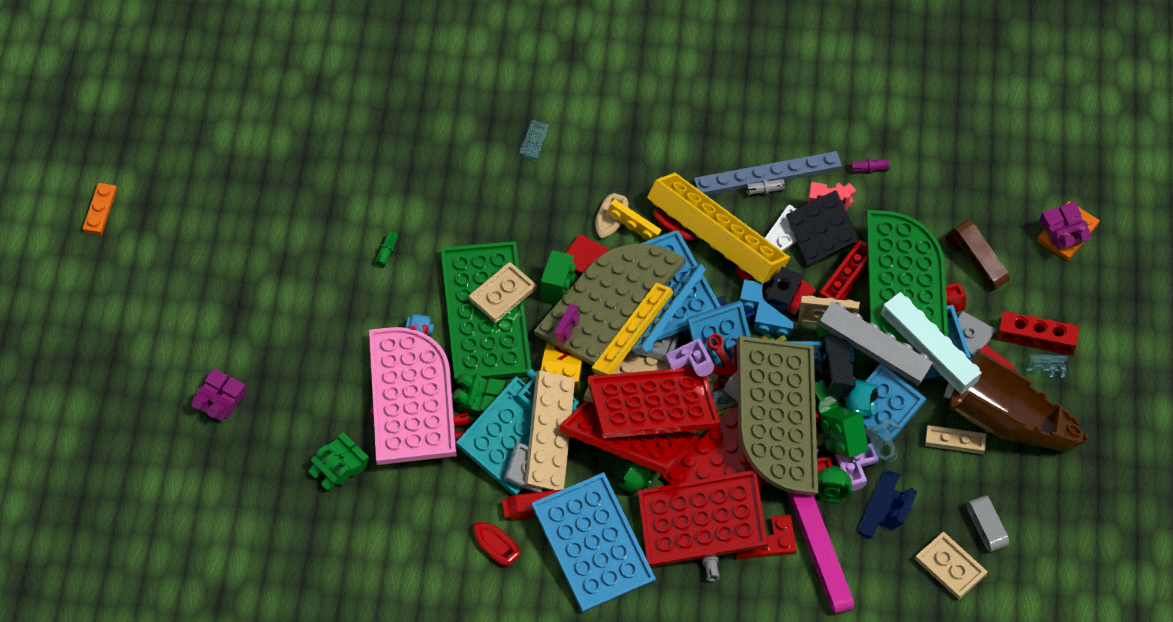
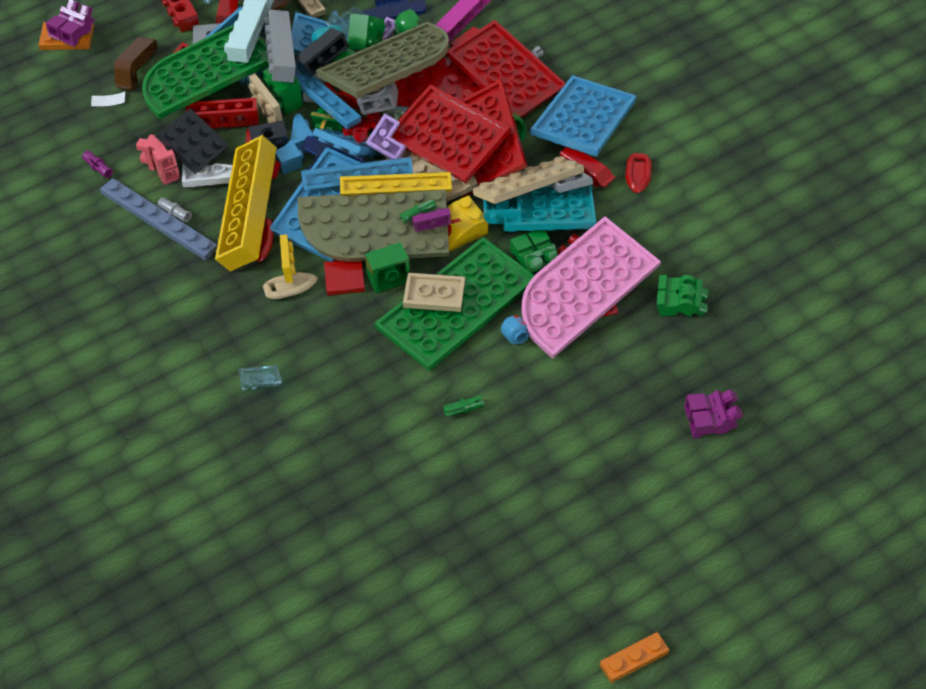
camera: 125 degrees left, 5 degrees down
(585, 321) = (424, 207): none -> green axle
(951, 217) = (108, 100): none -> white sticker

